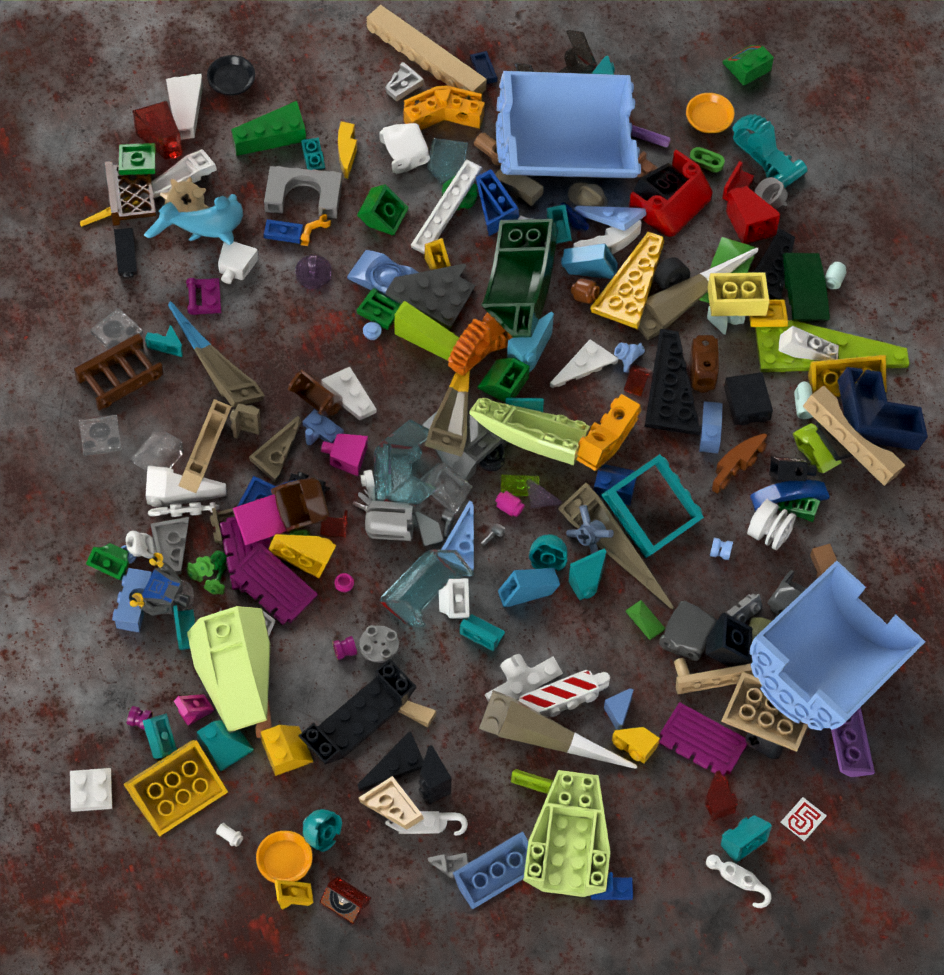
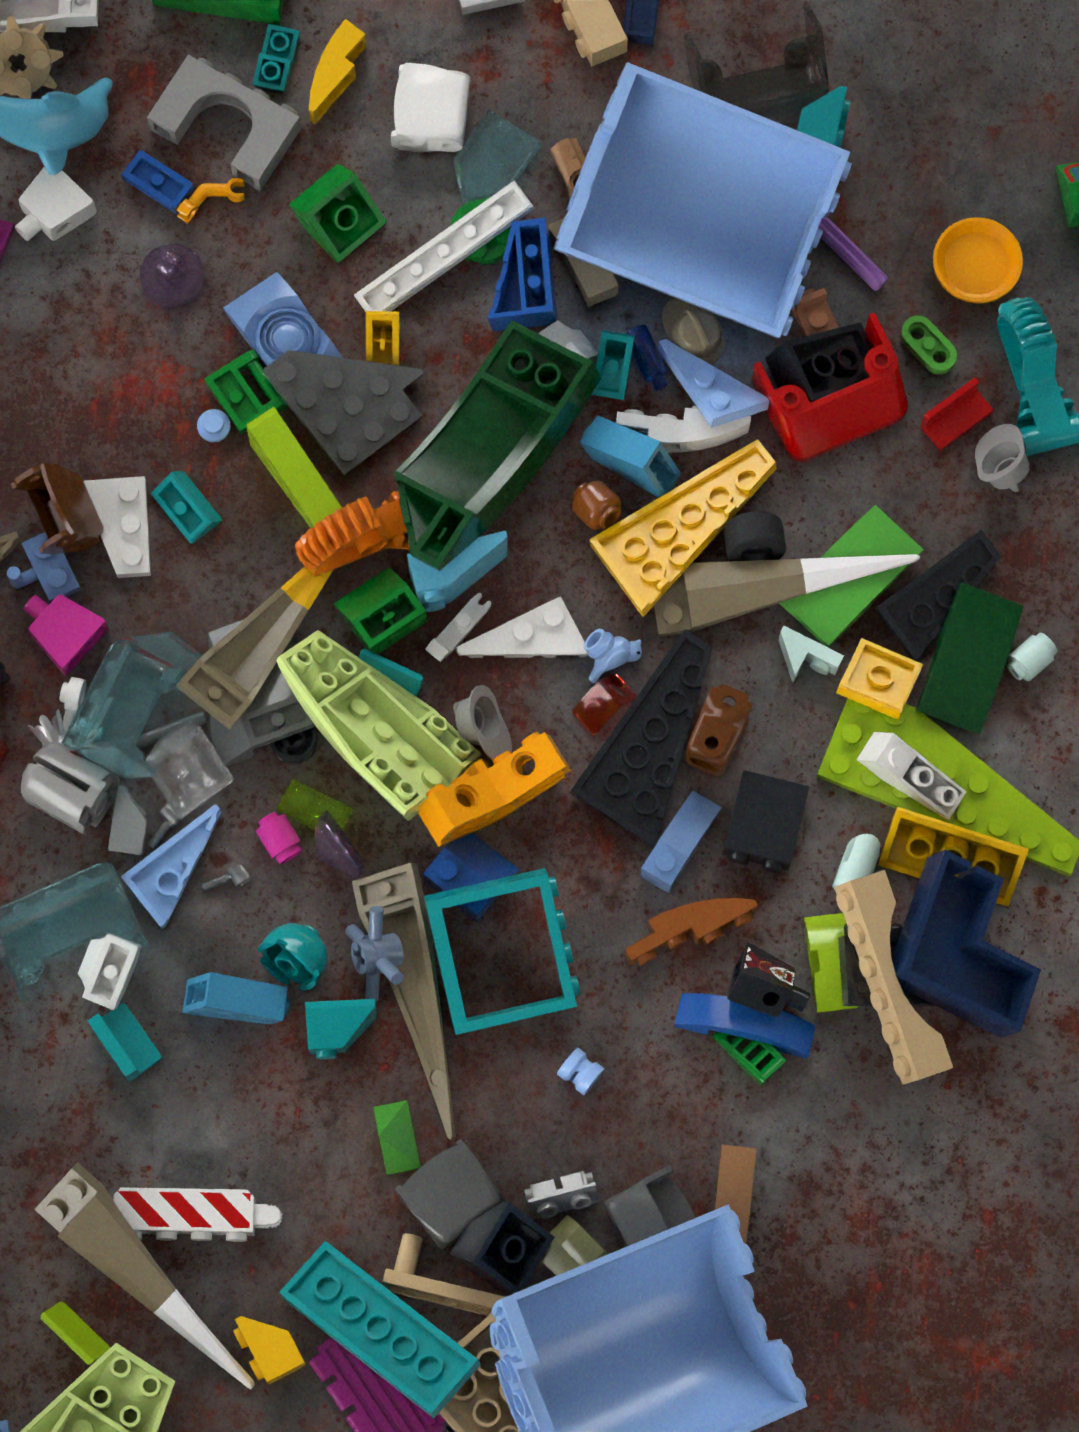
camera: 25 degrees right, 15 degrees up
(377, 373) = (186, 506): none -> teal slope
(444, 104) = (533, 54): light orange brick -> none
(524, 679) = (146, 1155): white plate -> none
(546, 374) = (458, 628): none -> white piece
(580, 409) = (482, 723): none -> light grey piece
(618, 707) = (271, 1275): medium blue slope -> none
(690, 703) = (380, 1329): none -> teal plate
(738, 294) = (837, 631): light yellow brick -> none
(751, 215) = (942, 487): red slope -> none
(767, 522) = (676, 1065): white wheel -> none

